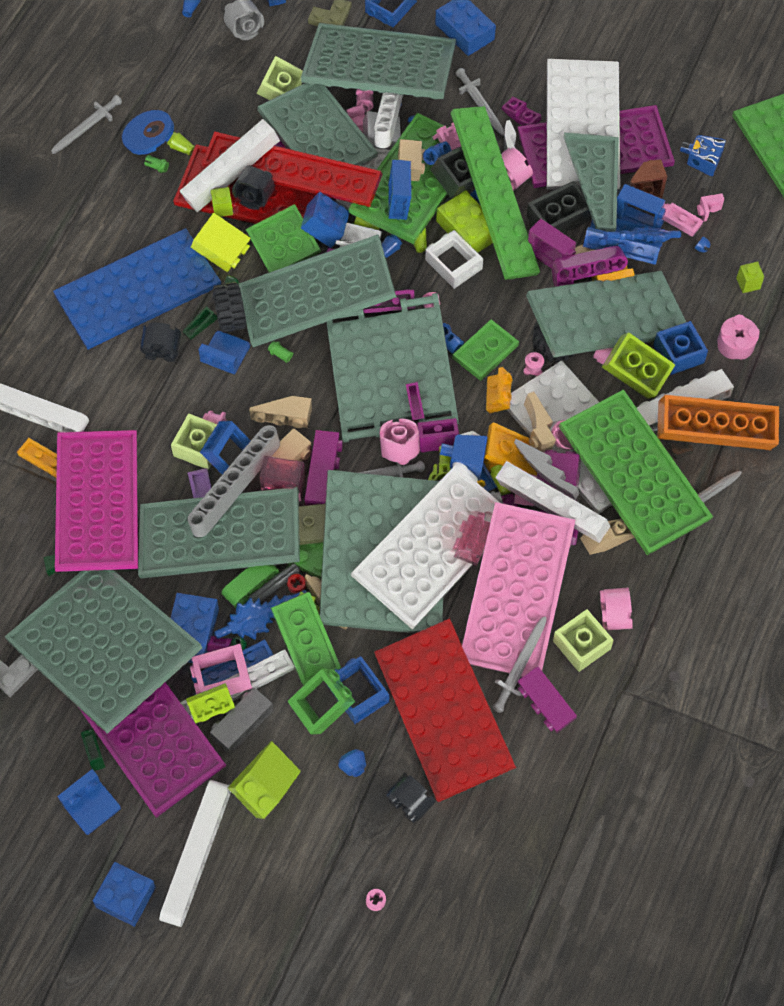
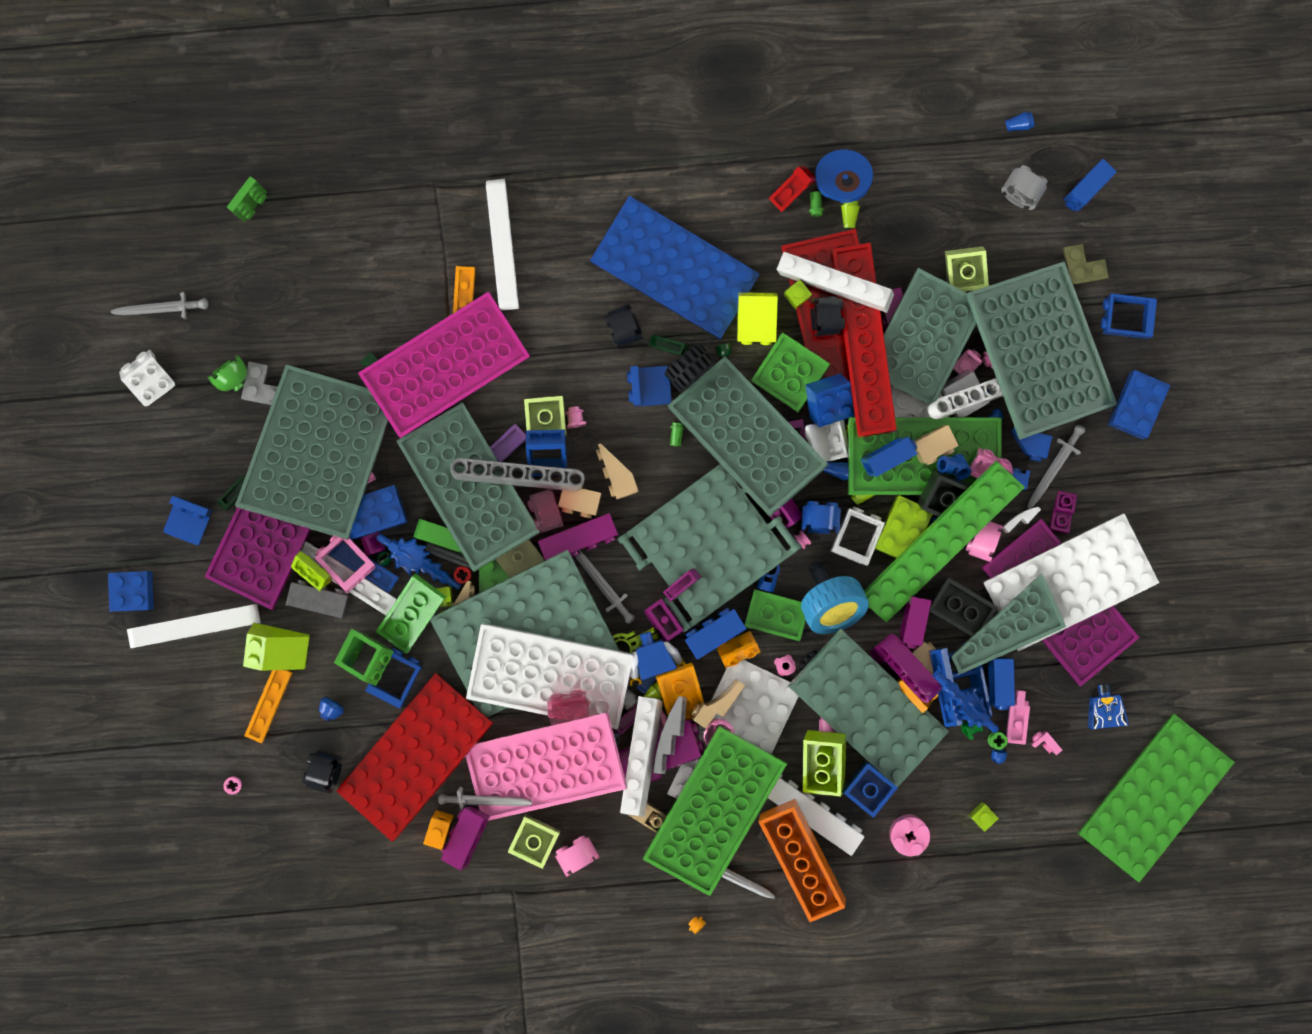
camera: 60 degrees right, 25 degrees up
(88, 123) = (828, 111): light grey sword -> none
(131, 169) = (792, 187): none -> red bracket
(315, 823) = (268, 705): none -> light orange tile
(399, 441) = (645, 585): bright pink brick -> none
(421, 273) = (821, 517): none -> blue brick
(452, 100) = (1035, 446): none -> blue slope
(473, 398) = (714, 632): none -> blue brick
(500, 292) = (833, 601): none -> dark azure wheel
(527, 722) = (438, 829): none -> light orange torso
(650, 178) = (1038, 675): copper slope -> none
(667, 252) = (969, 731): none -> green brick
(690, 240) = (1002, 744): none -> bright green bush
(734, 544) = (696, 924): none -> light orange plate

